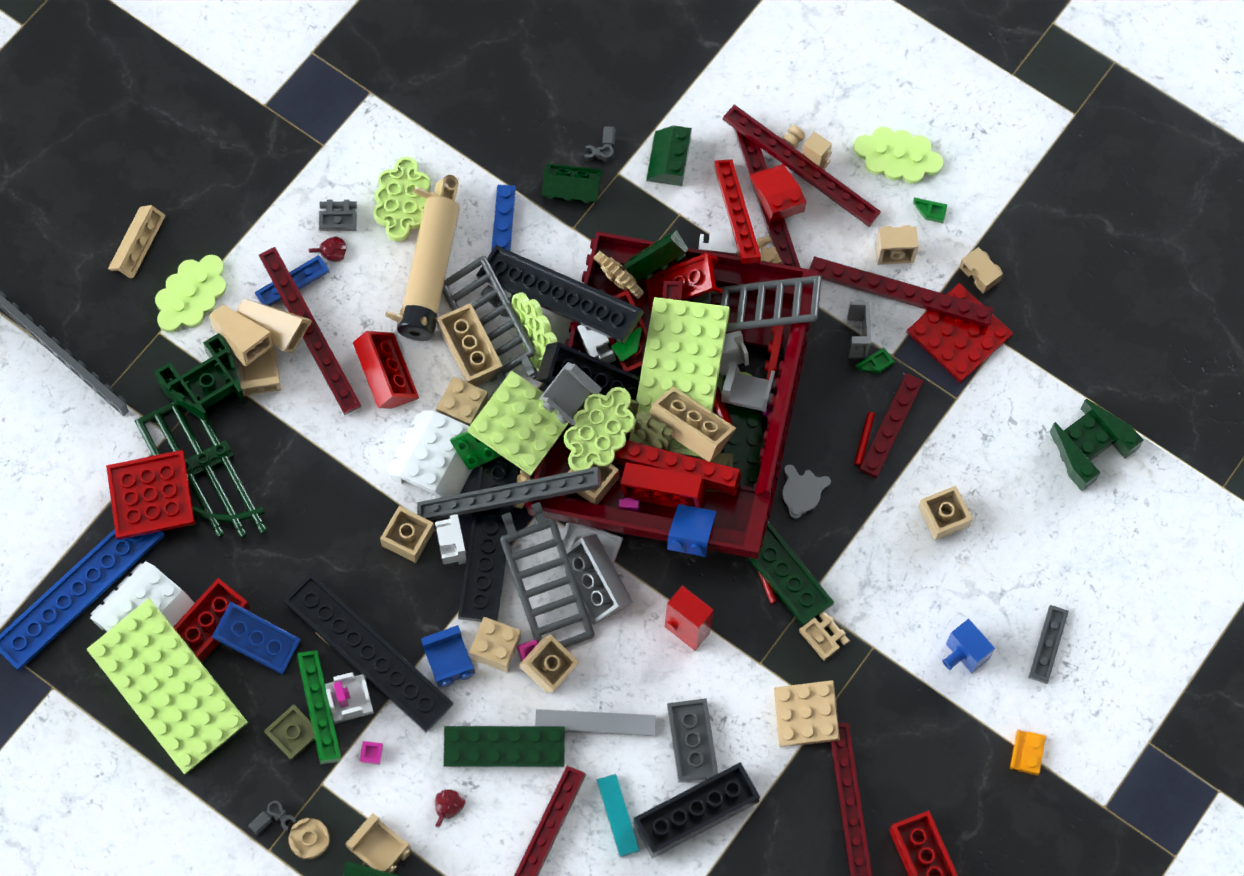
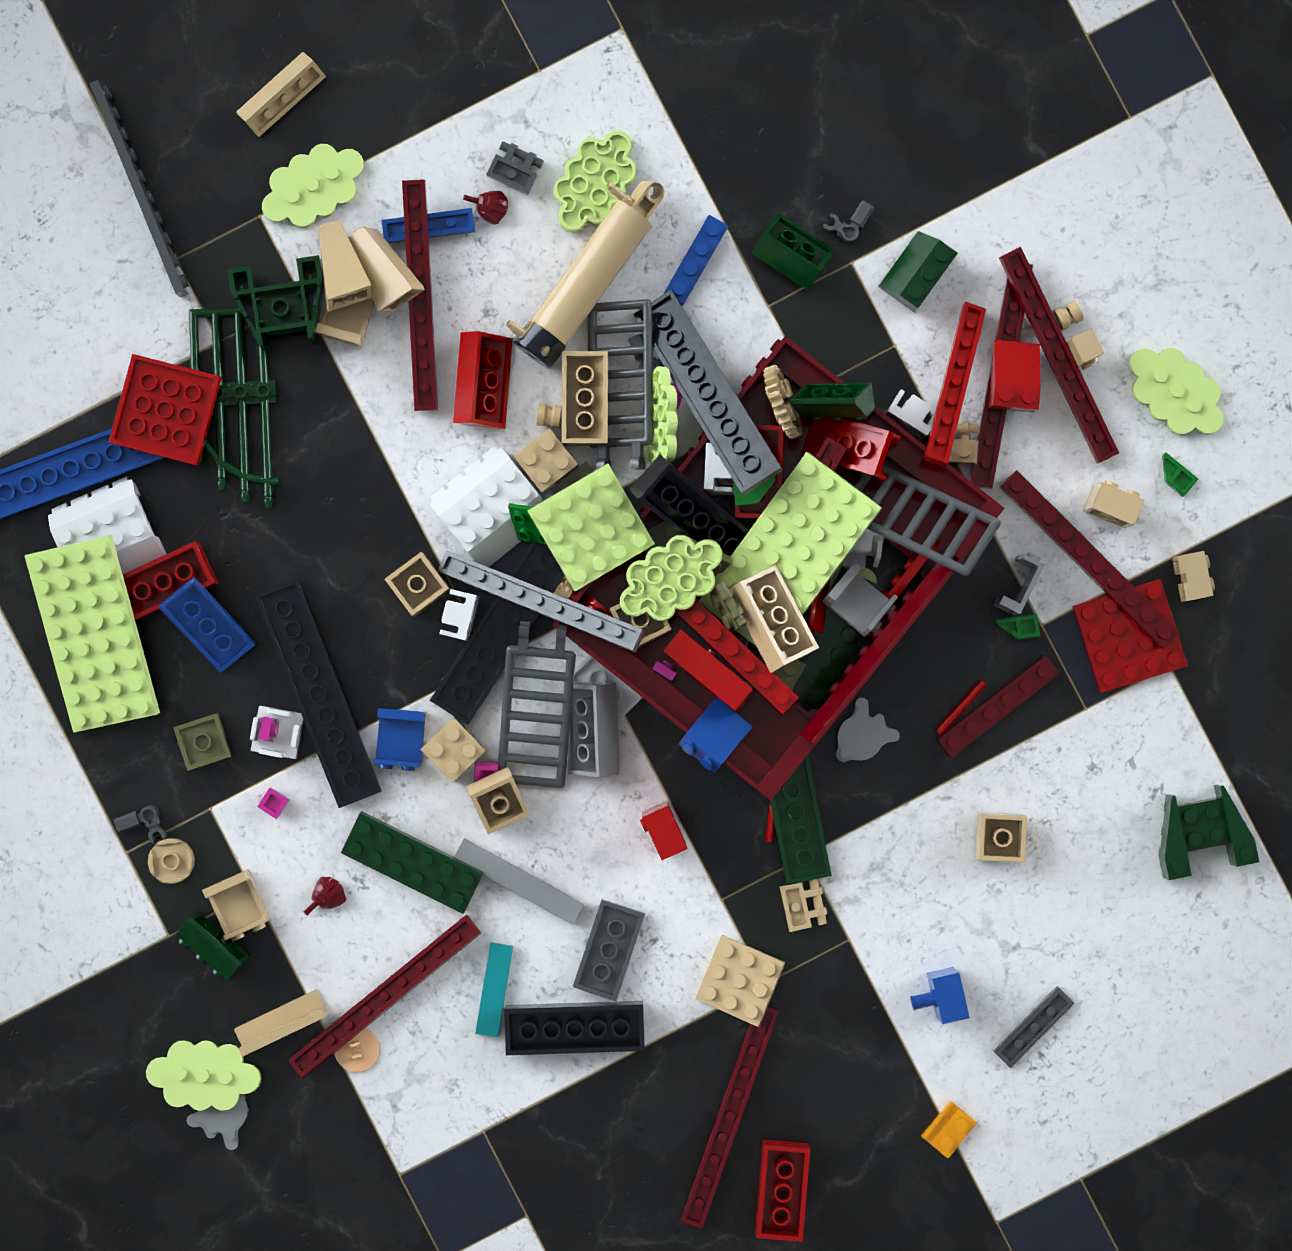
camera: 25 degrees right, 20 degrees up
(318, 707) = (239, 730): green plate -> none
(448, 371) = (549, 415): none -> tan wheel
(568, 393) = (653, 524): light grey panel -> none

